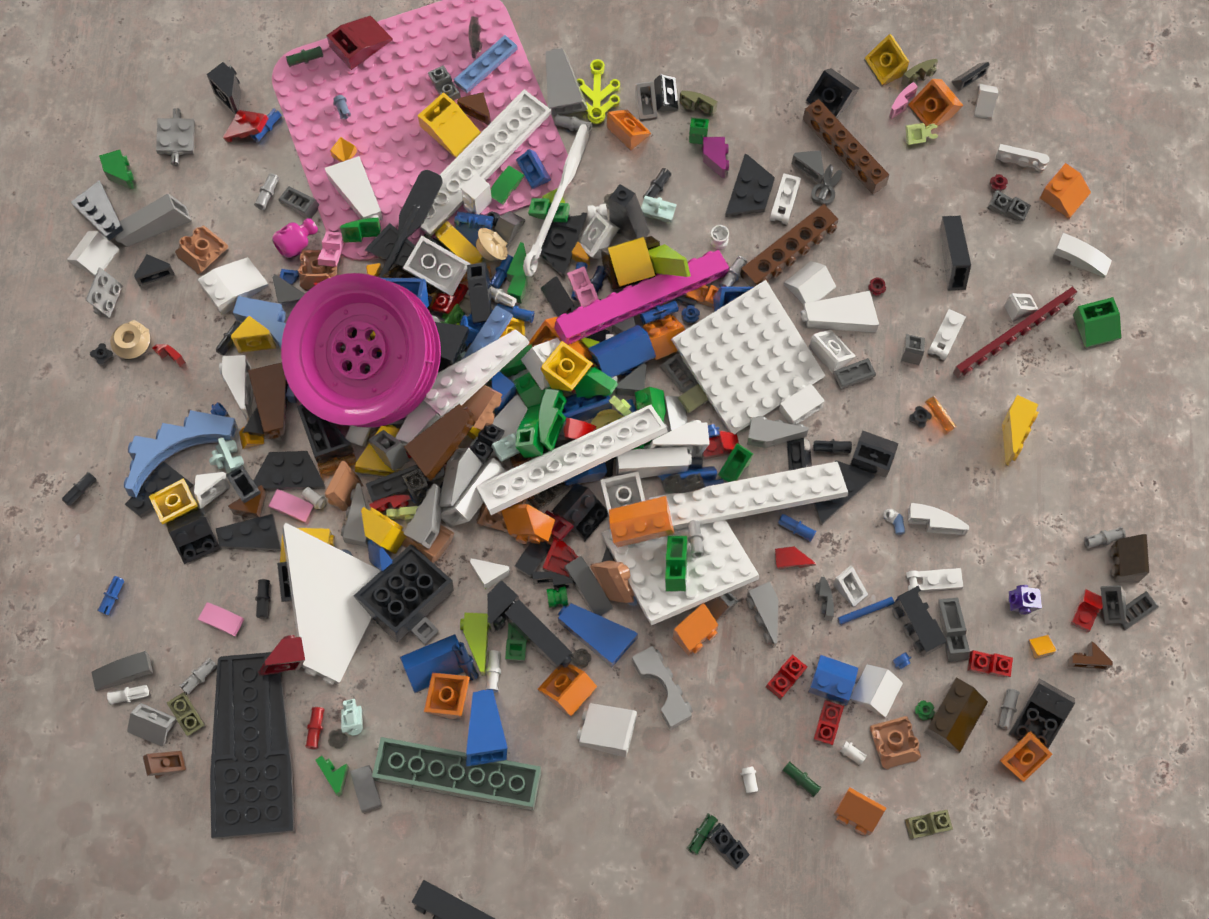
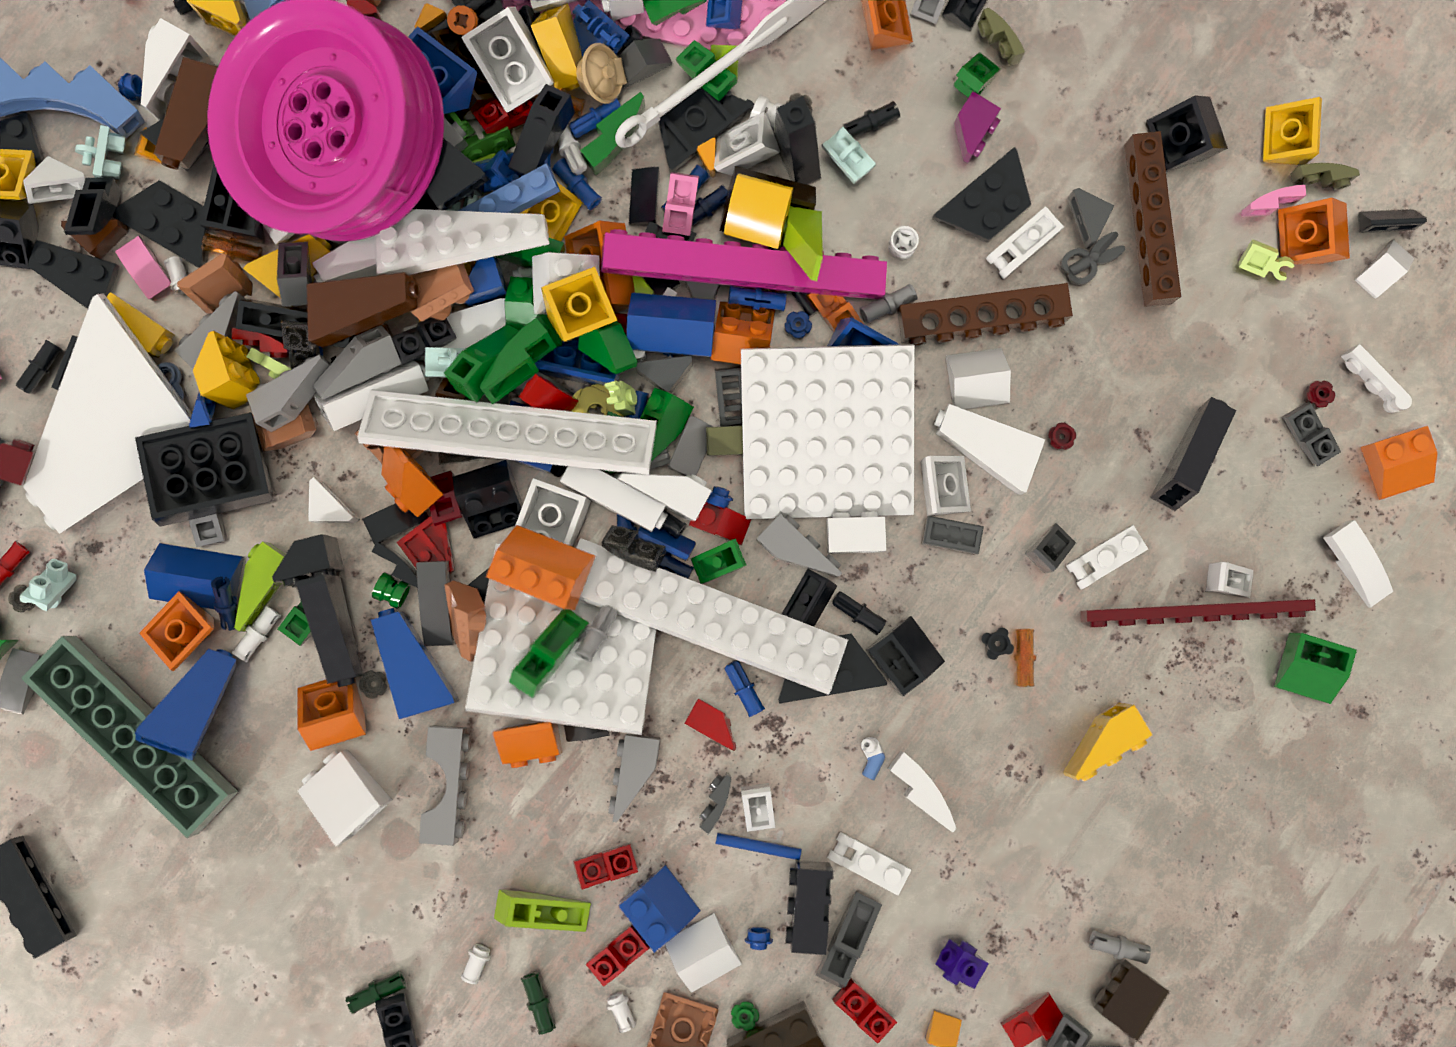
camera: 30 degrees right, 15 degrees up
(393, 263) = (464, 23): none -> orange wheel
(766, 724) = (541, 911): none -> lime slope

